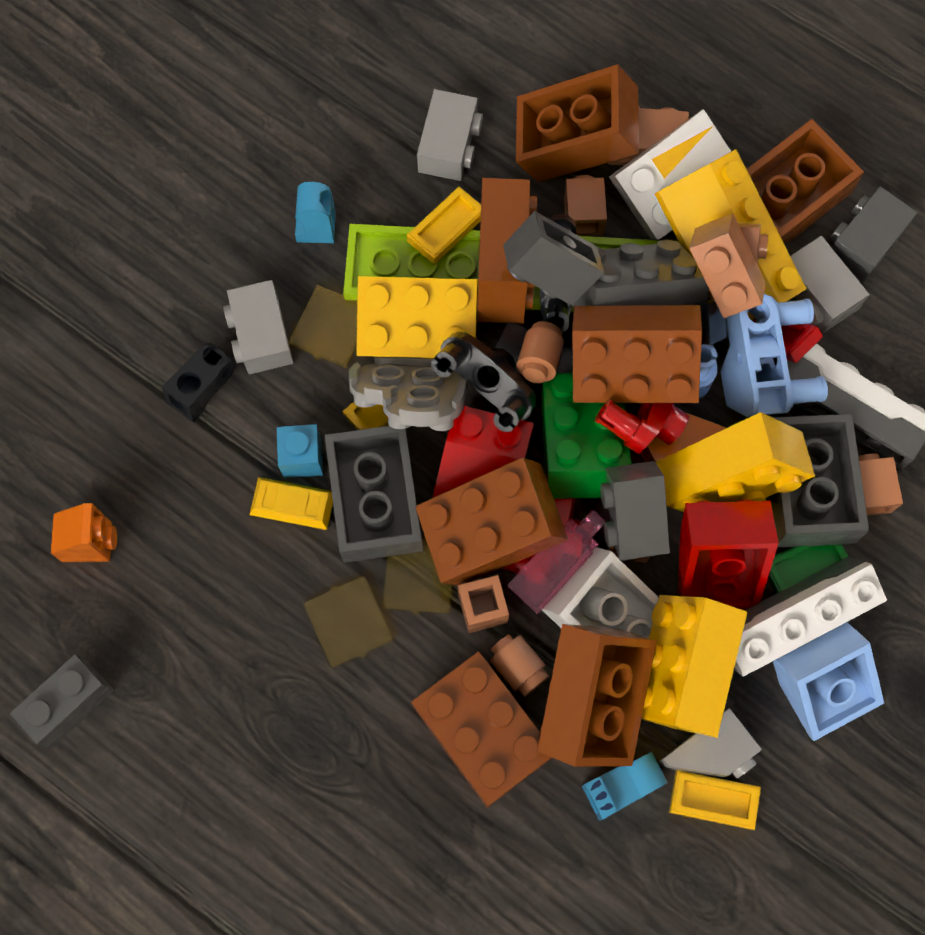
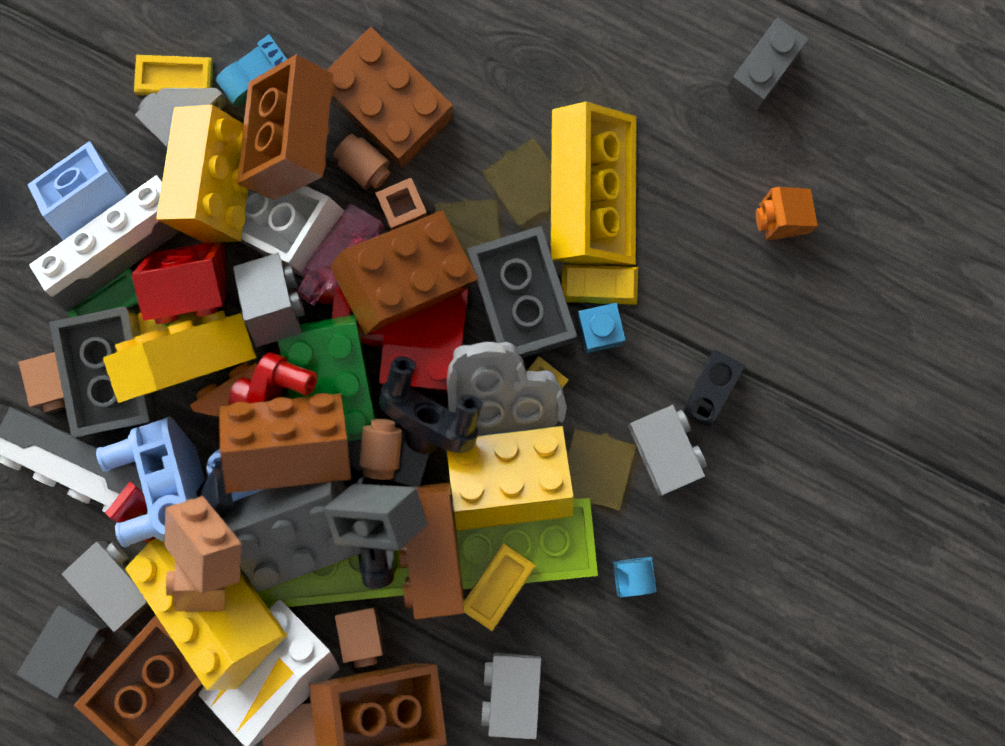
camera: 170 degrees right, 10 degrees up
(278, 600) = (593, 186): none -> yellow slope

